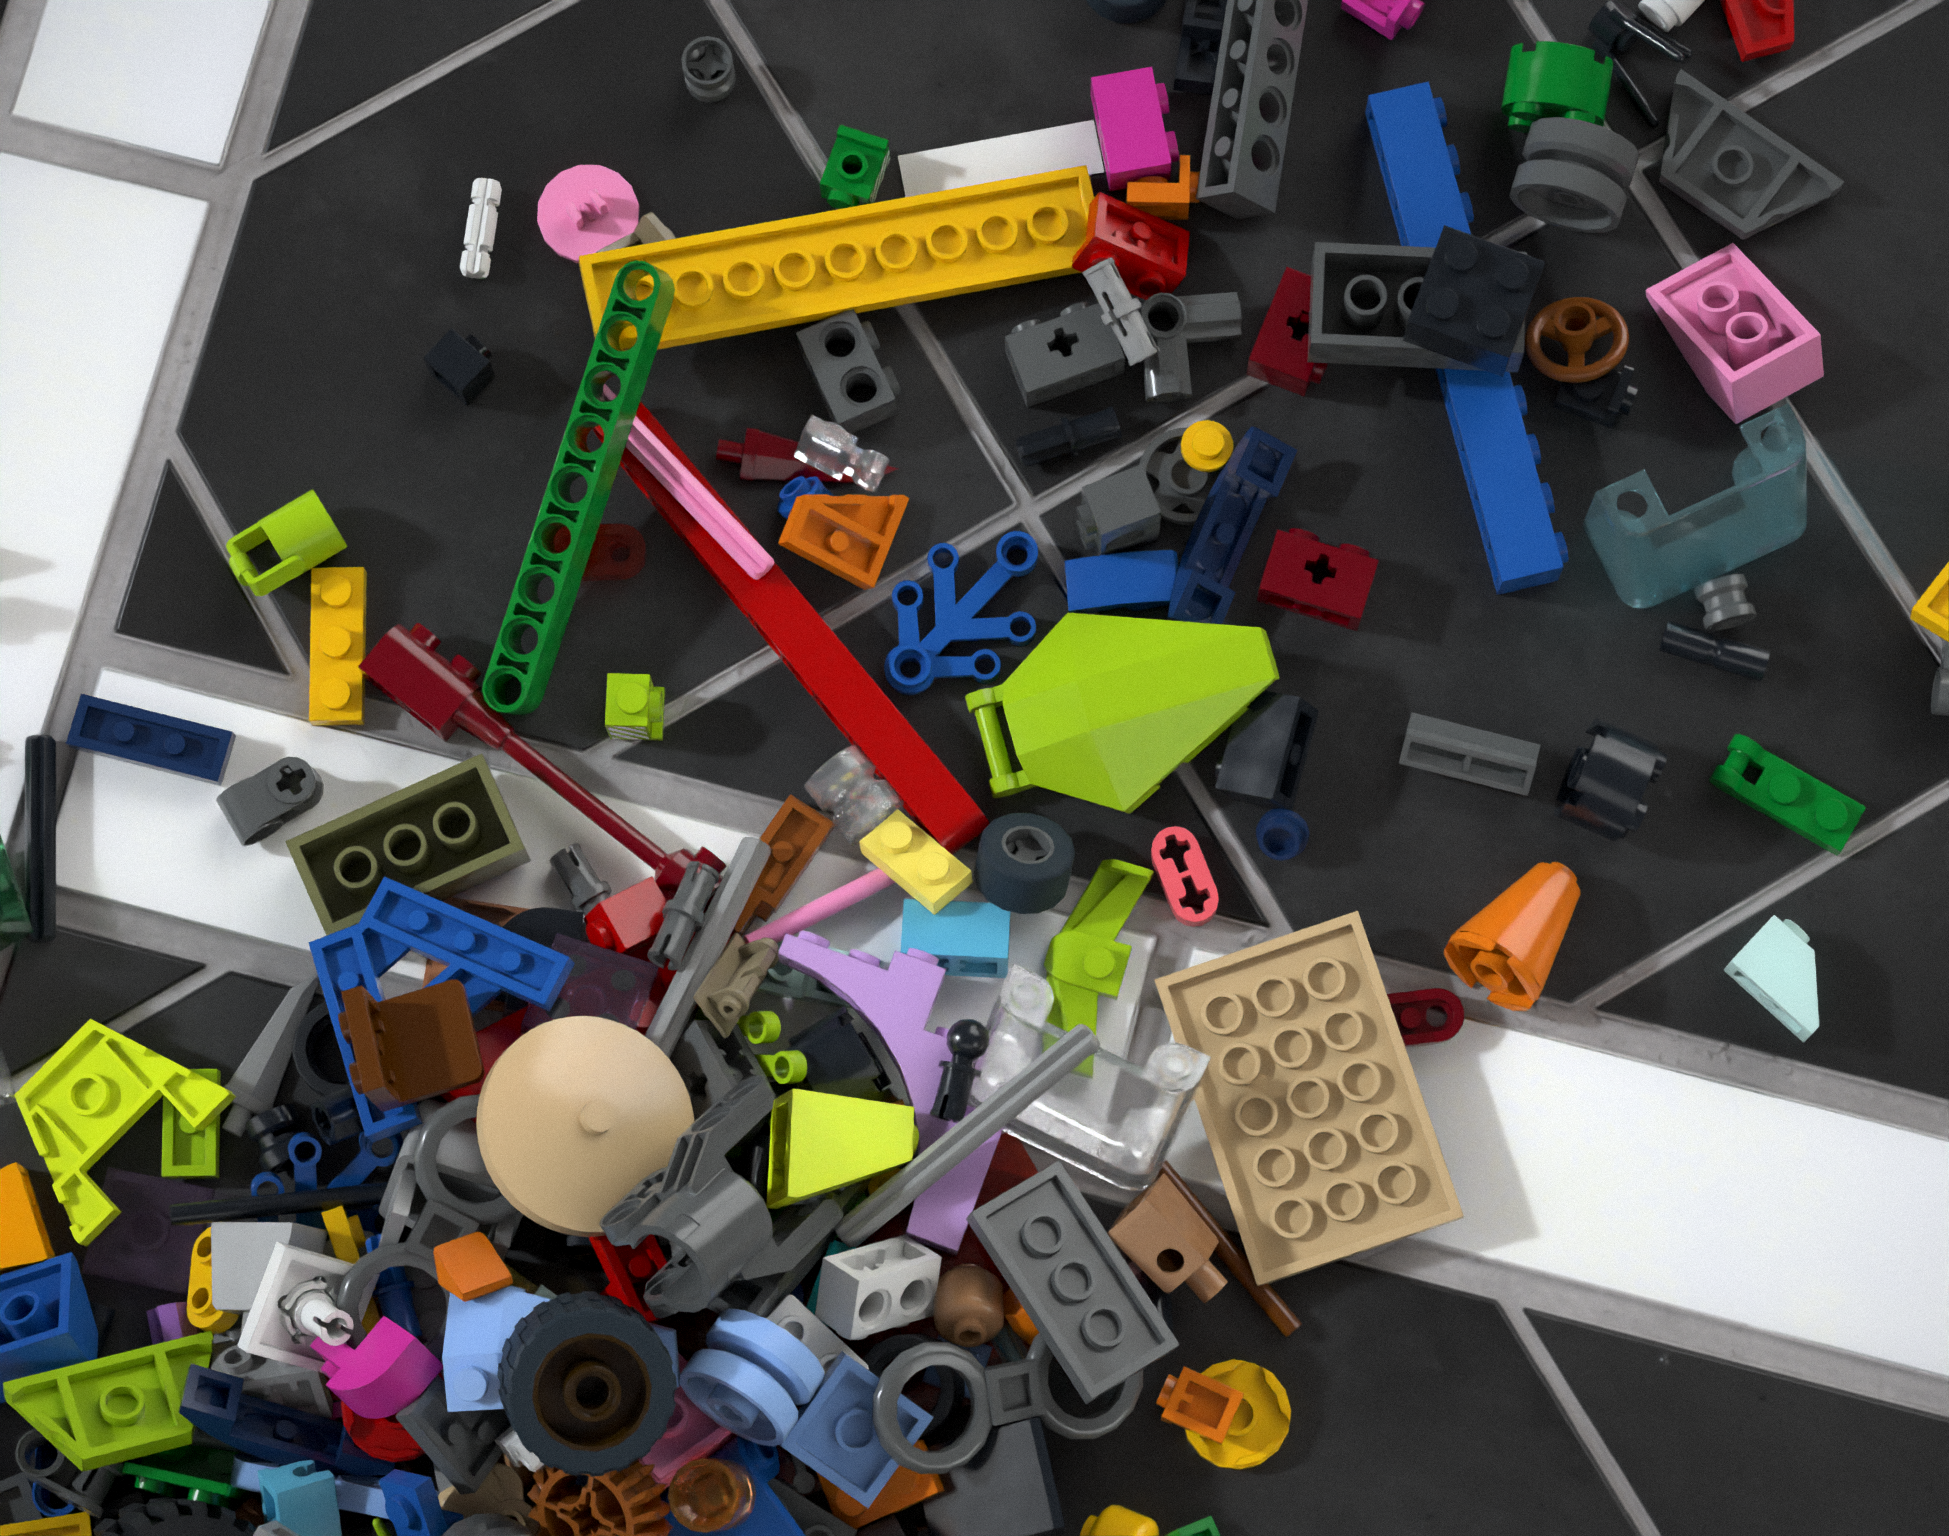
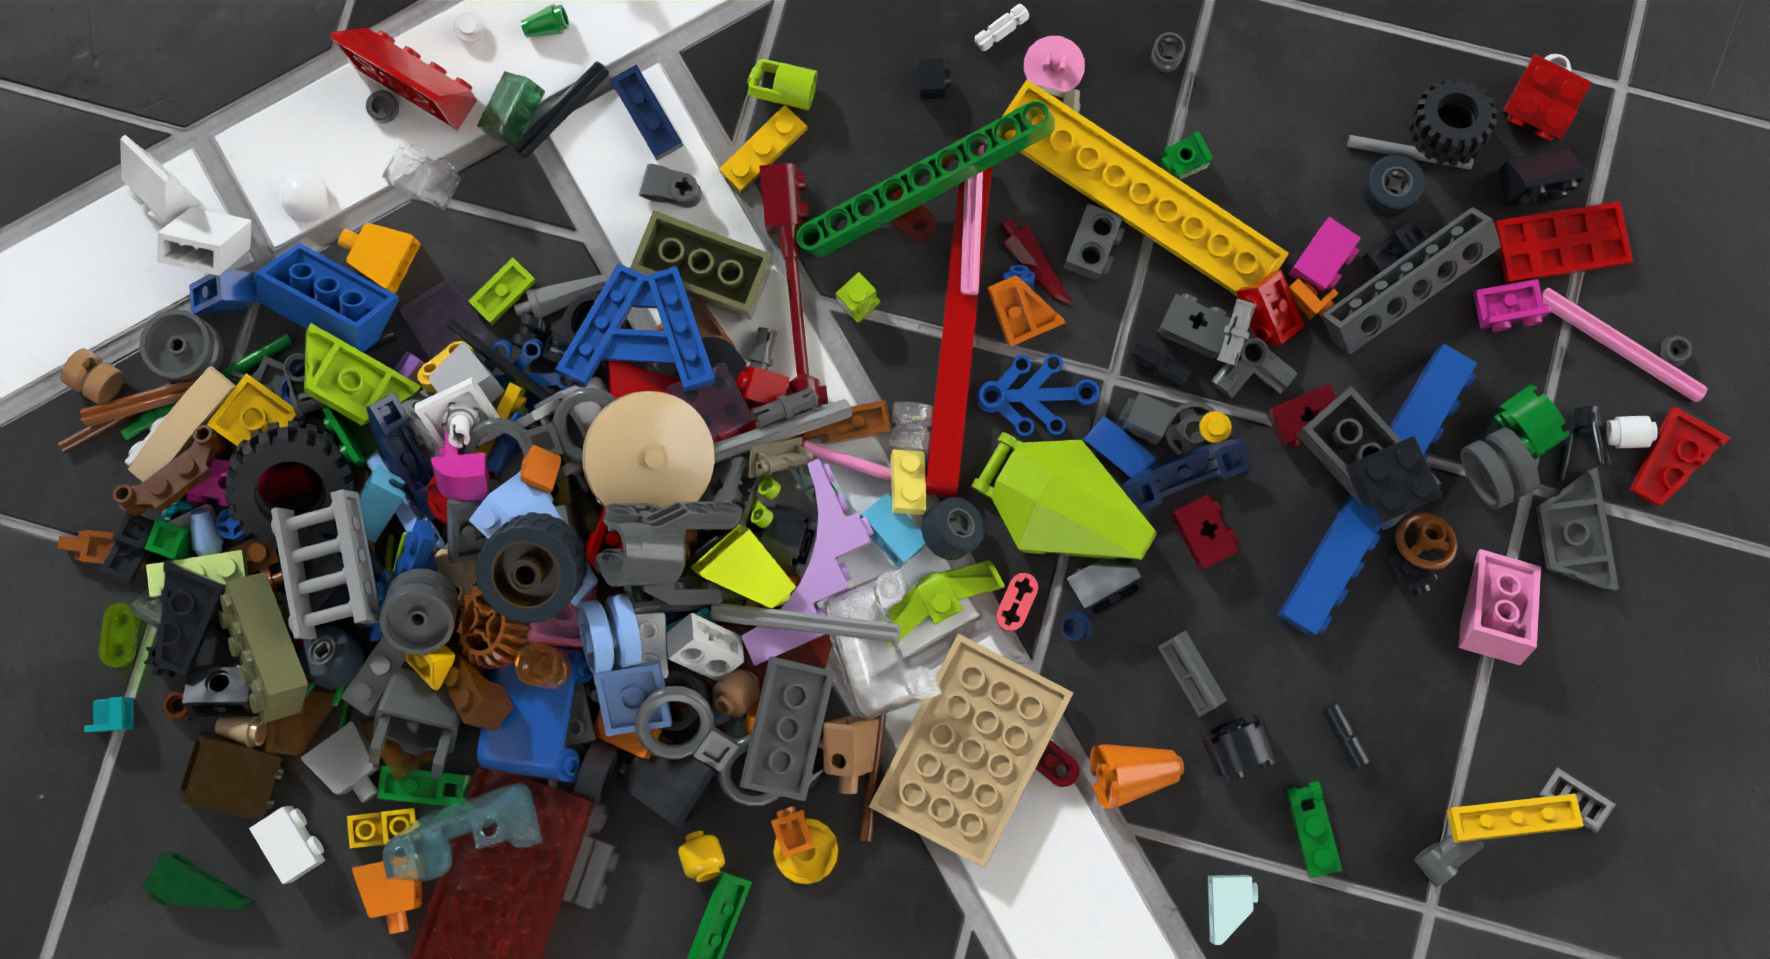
camera: 45 degrees right, 5 degrees up
(91, 1099) = (471, 240): neon yellow wing -> none
(411, 1043) = (610, 348): reddish brown bracket -> none
(835, 453) = (1052, 273): clear plate -> none
(966, 1042) = (846, 582): black pin -> none
(1002, 158) = (1255, 215): white sticker -> none
(1667, 554) = (1364, 674): clear light blue windscreen -> none
(1725, 602) = (1372, 720): dark grey wheel -> none

